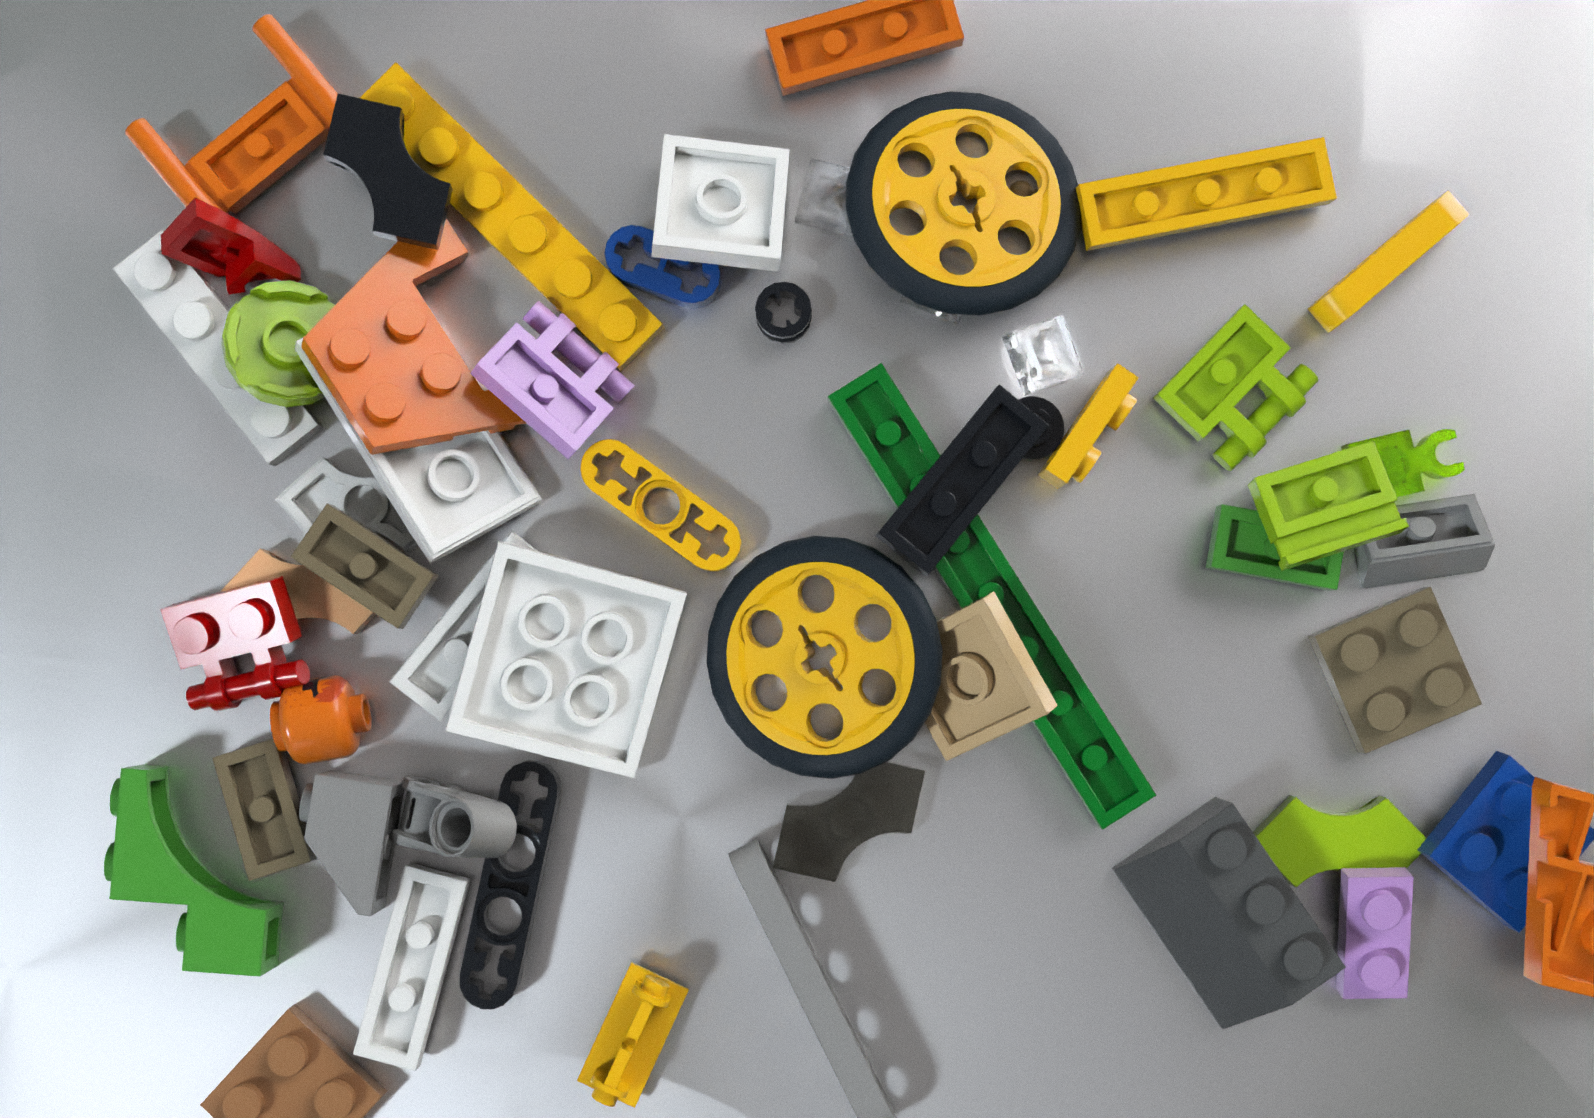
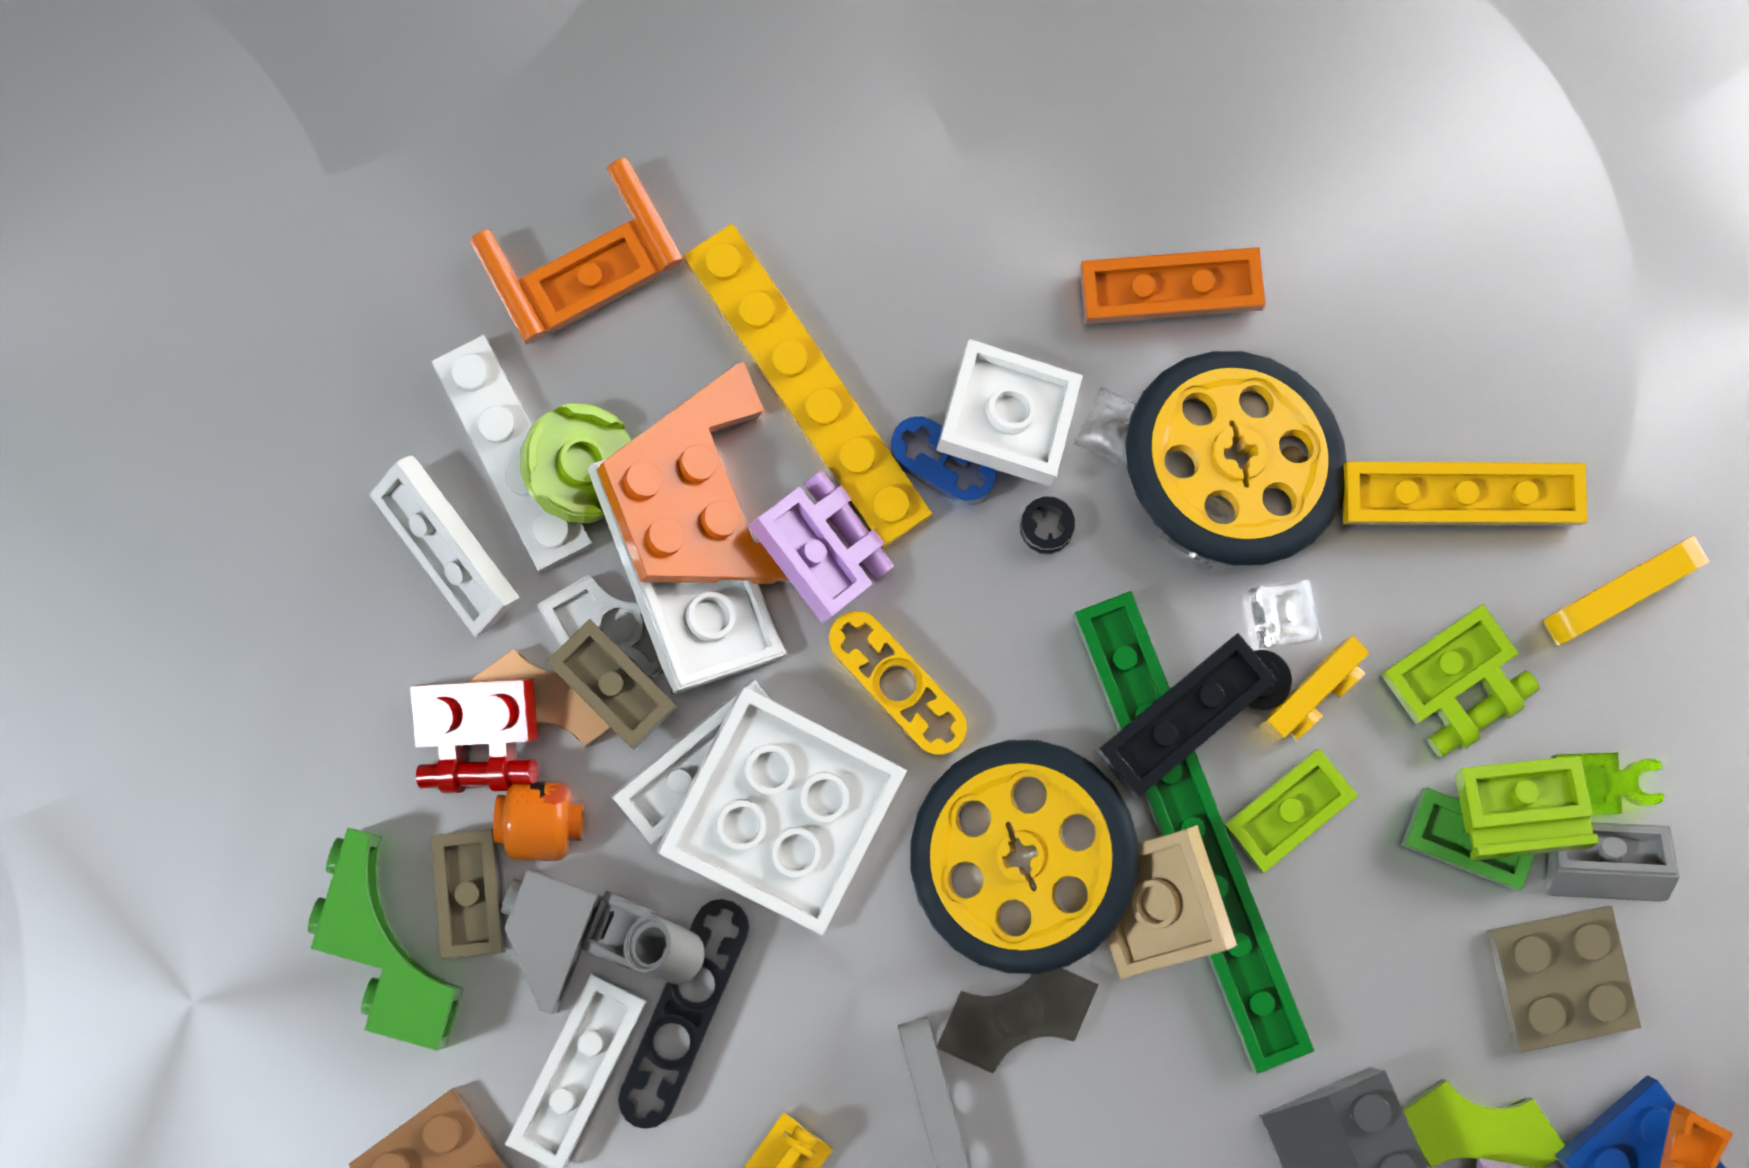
camera: 10 degrees right, 5 degrees down
(165, 456) = (444, 545): none -> white plate
(225, 247) = (540, 362): red slope -> none
(370, 144) = (697, 299): black tile -> none
(1086, 555) = (1290, 810): none -> lime plate

